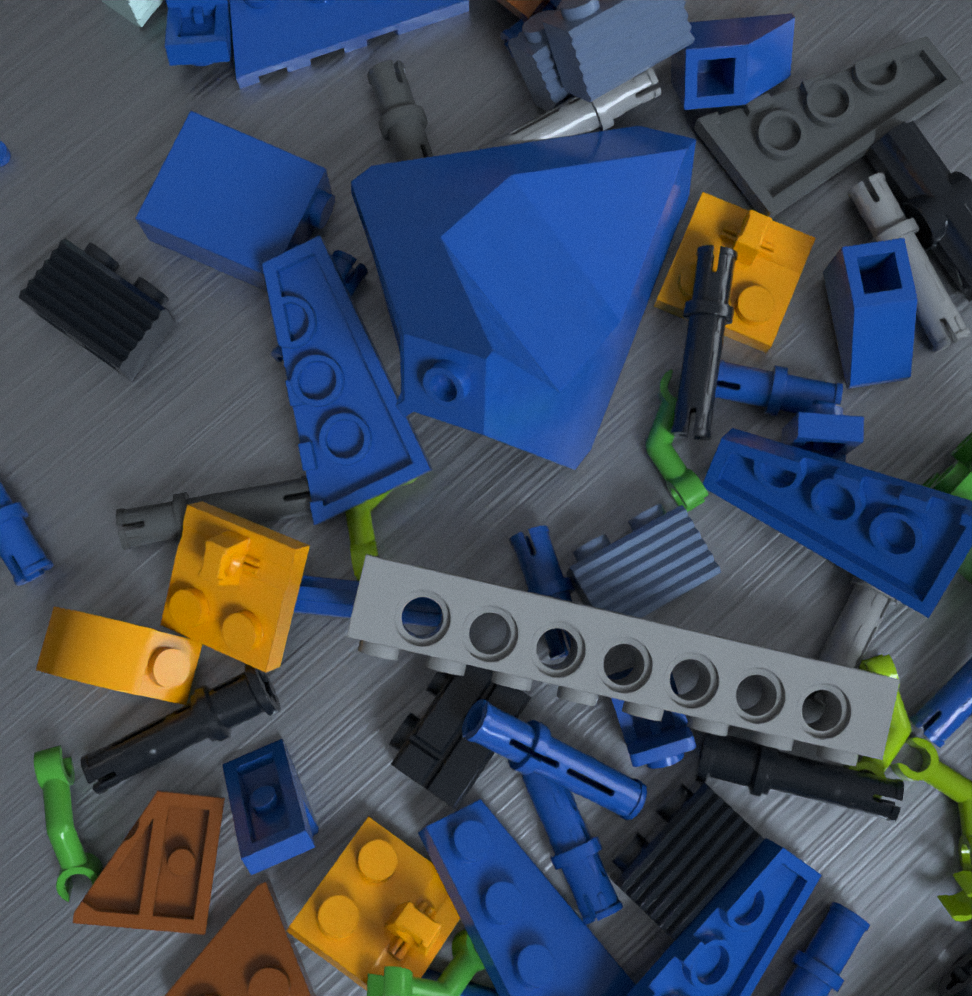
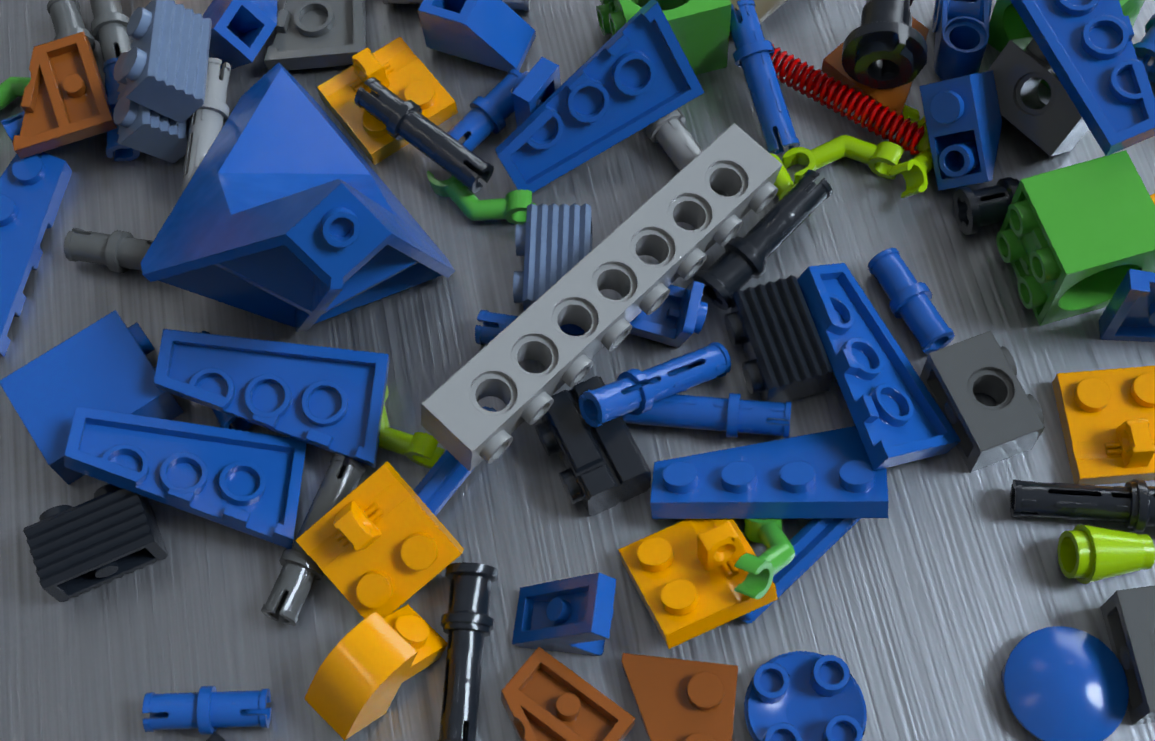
camera: 50 degrees left, 15 degrees down
(215, 368) = (206, 470): none -> blue wing

